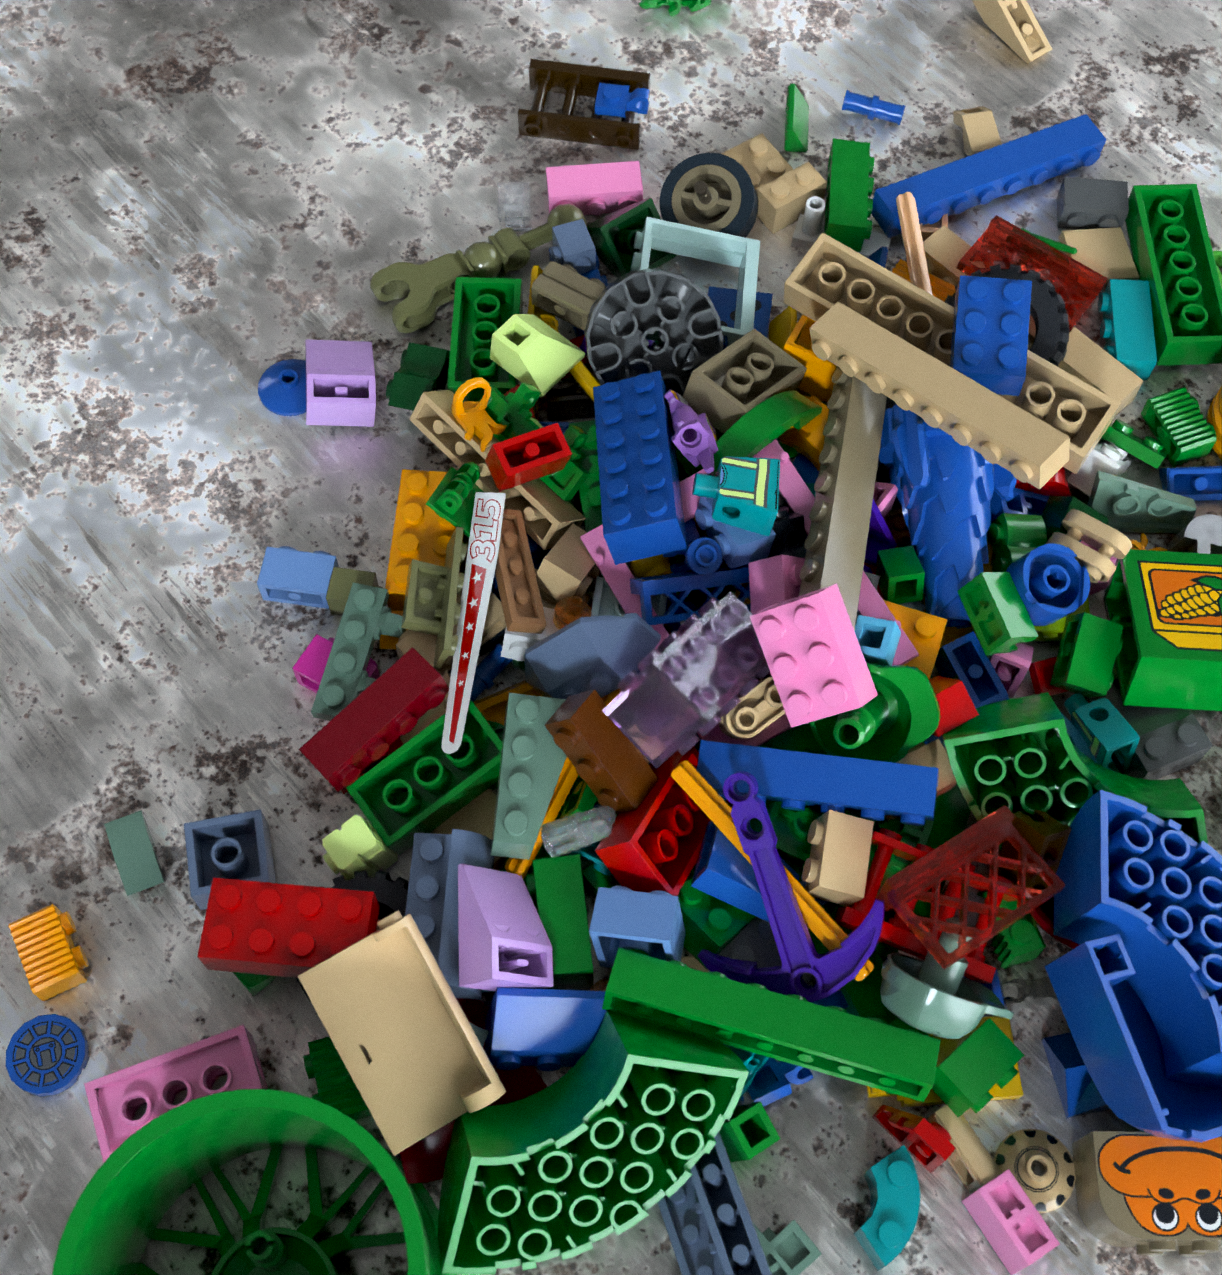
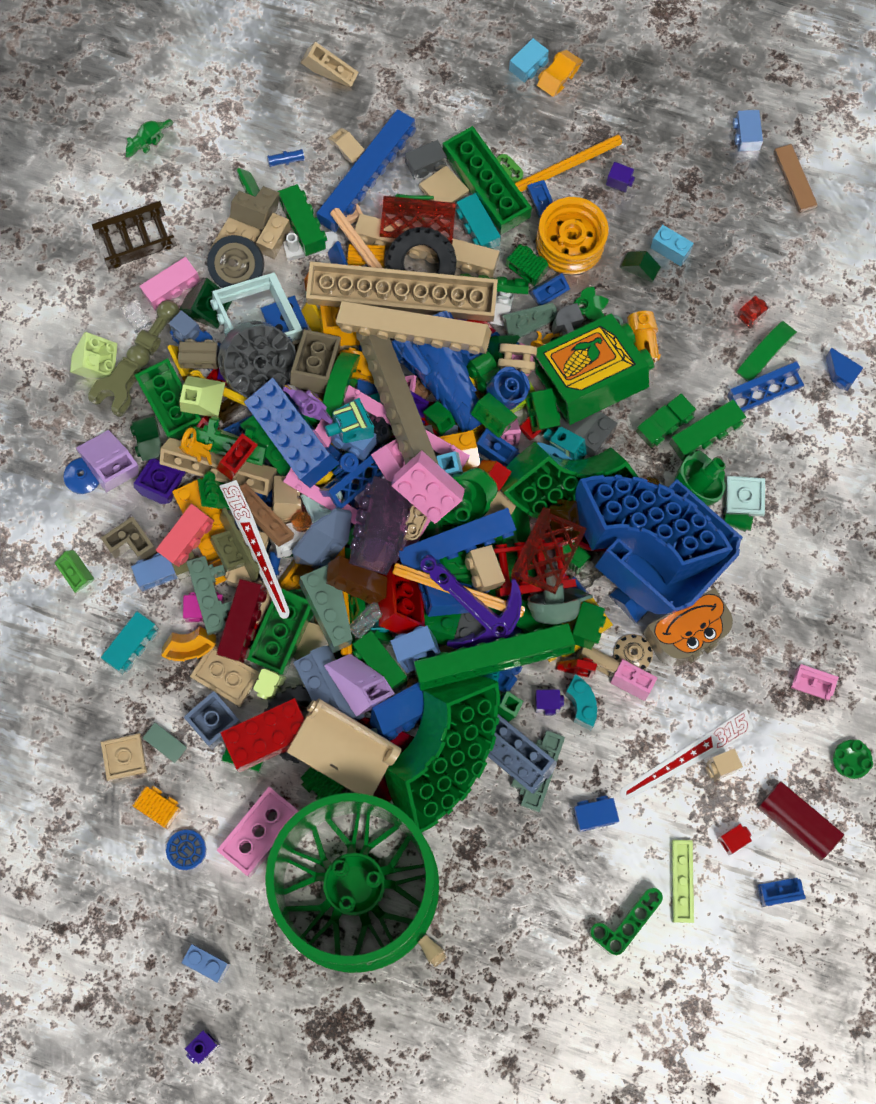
camera: 30 degrees left, 10 degrees up
(58, 840) = (124, 757): none -> tan tile
(184, 513) = (74, 570): none -> bright green slope
(187, 664) = (130, 643): none -> teal brick
(270, 717) = (188, 646): none -> light orange brick
(290, 503) = (127, 537): none -> dark tan brick
(297, 801) = (225, 677): none -> tan plate
(375, 540) = (185, 535): none -> coral brick
(393, 445) = (158, 481): none -> dark purple slope
(417, 230) = (94, 357): none -> yellowish green slope
(616, 100) = (151, 226): blue plate -> none
(781, 144) = (255, 210): none -> dark tan brick
(827, 1168) = (548, 702): none -> dark purple brick
(992, 332) = (420, 278): blue brick -> none

